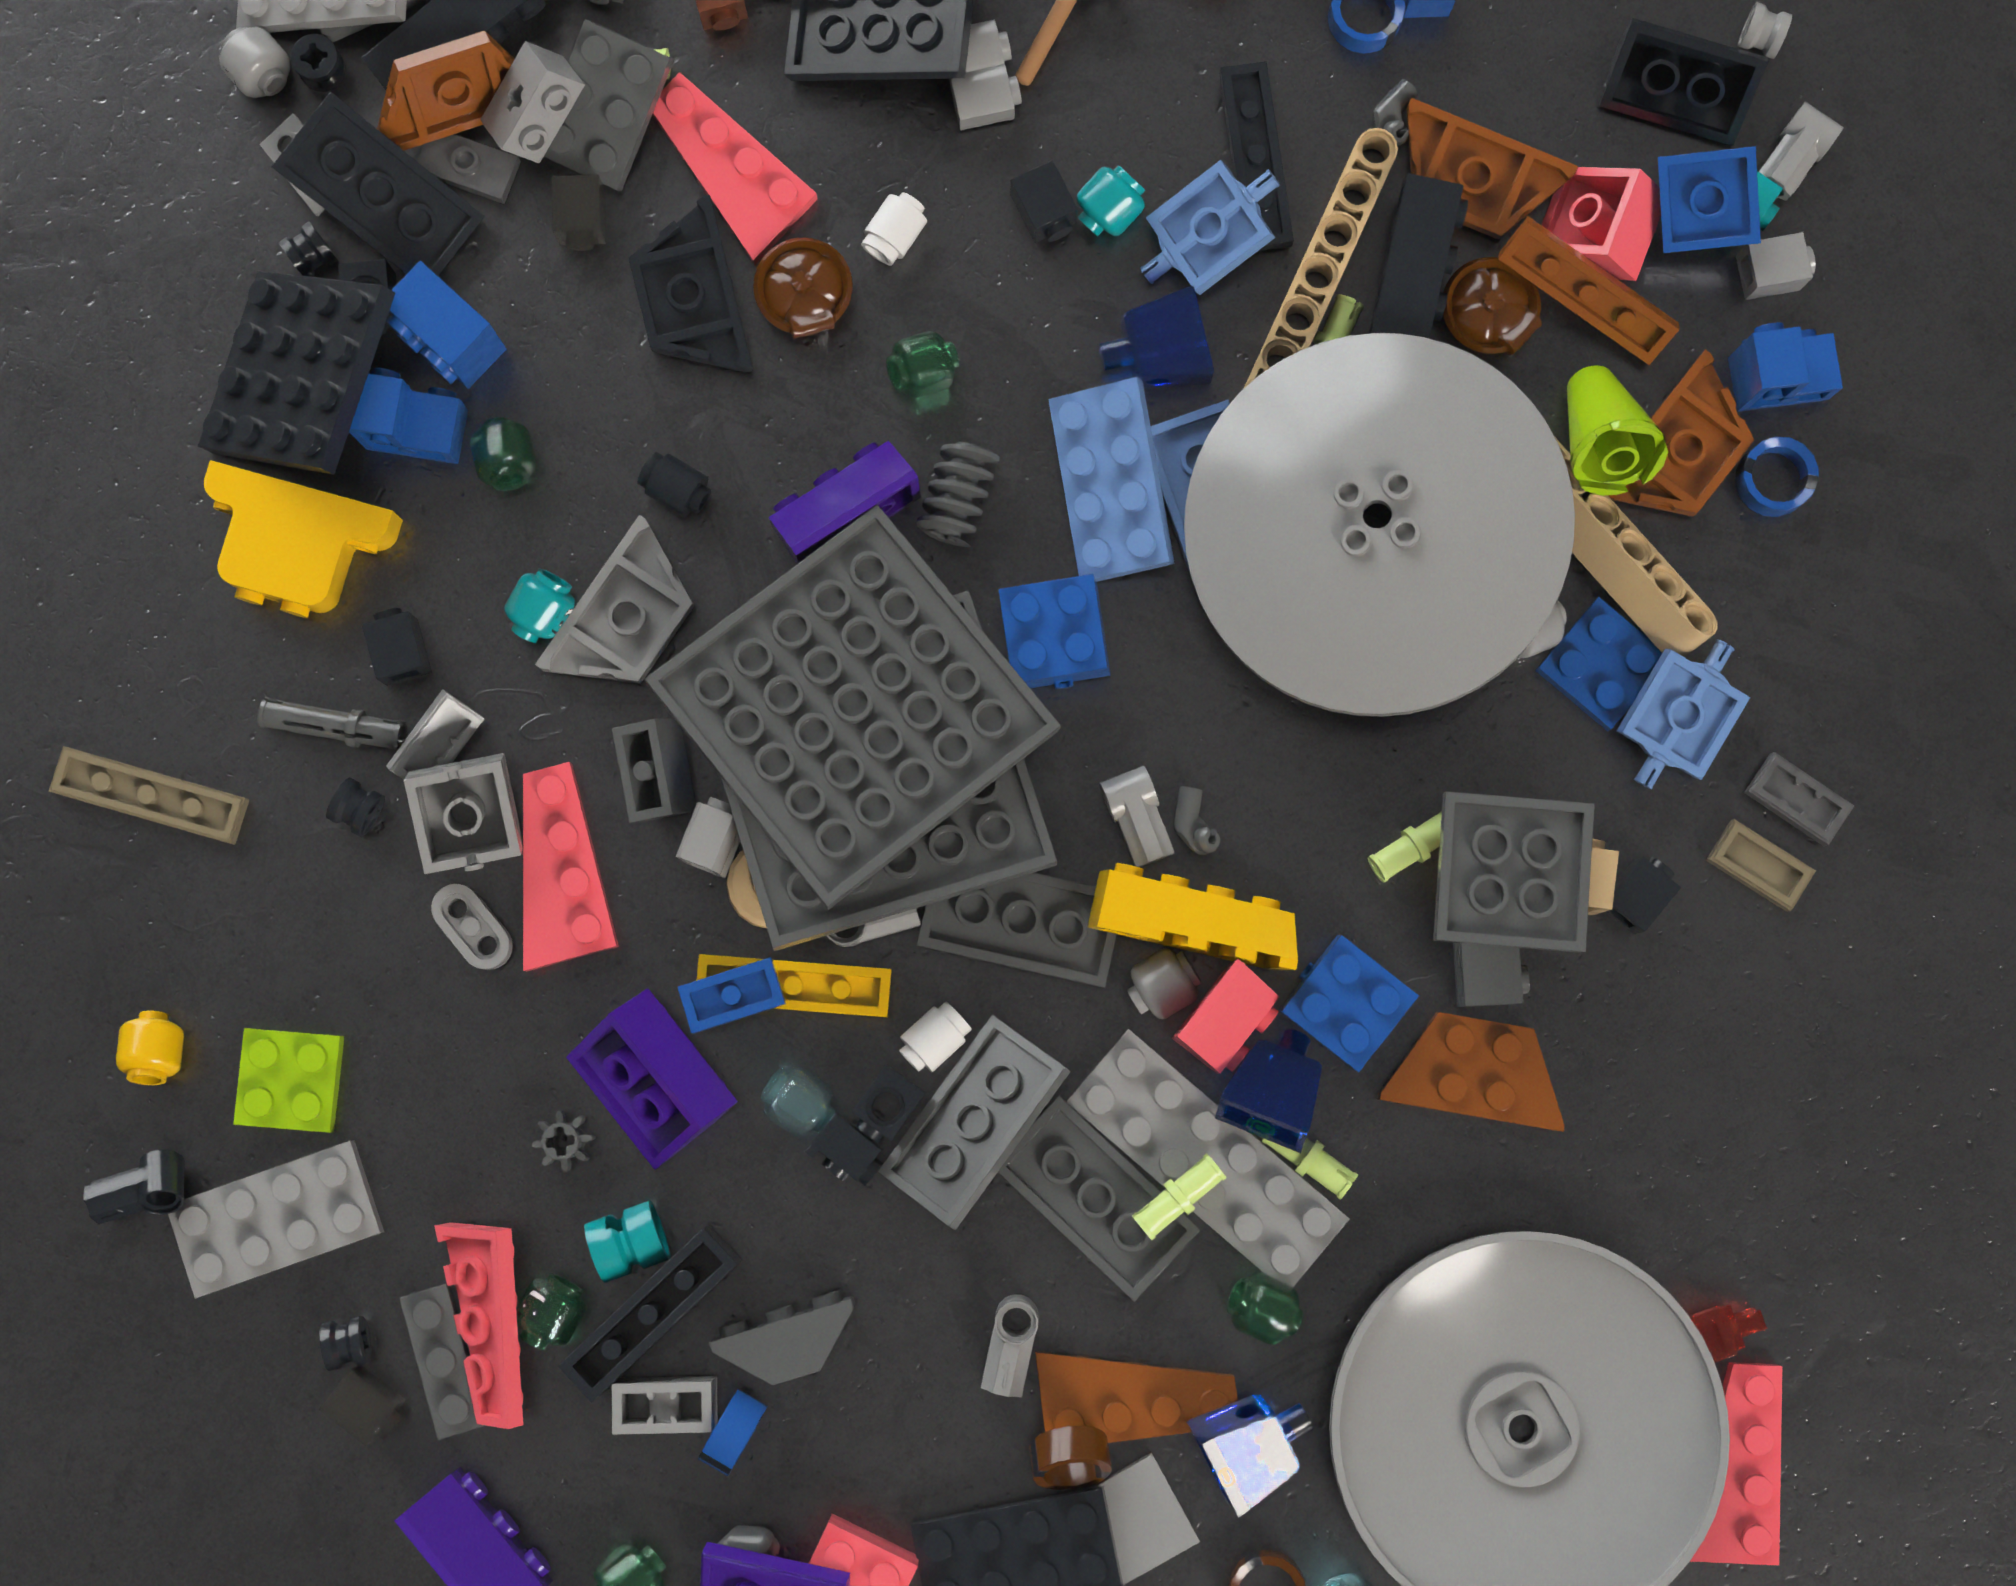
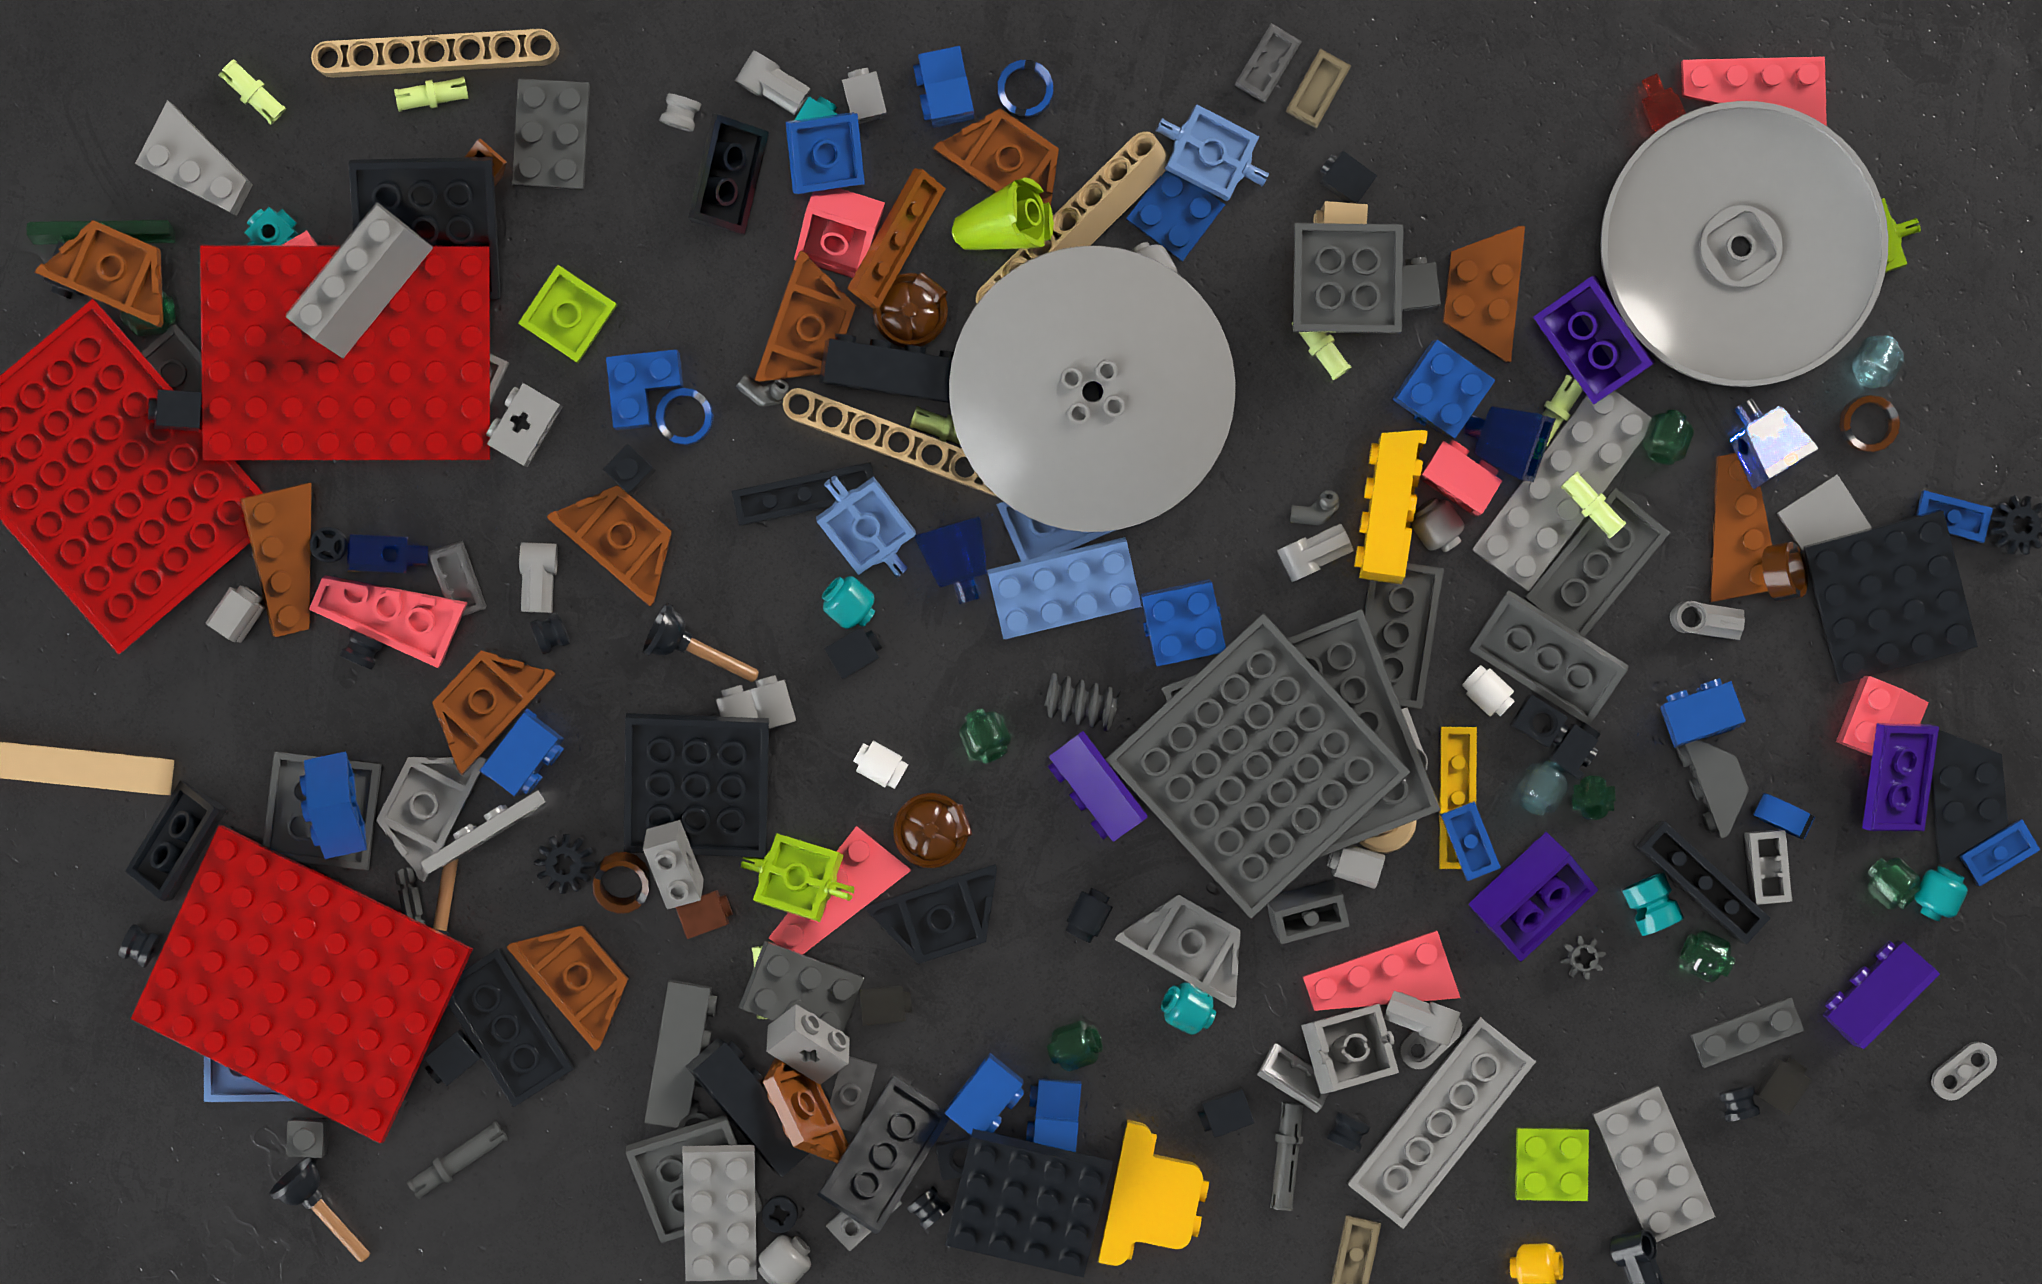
camera: 90 degrees left, 5 degrees up
(357, 933) = (1441, 1122): none -> light grey plate
(488, 1318) = (1715, 1000): coral wing -> none
(492, 925) = (1430, 1020): none -> light grey piece
(753, 109) = (798, 877): none -> lime plate
(753, 1539) = (1857, 797): dark grey arm -> none
(779, 1170) = (1593, 797): none -> clear green gear
(881, 1326) = (1702, 714): none -> blue brick
(1405, 1213) = (1593, 339): none -> dark purple slope

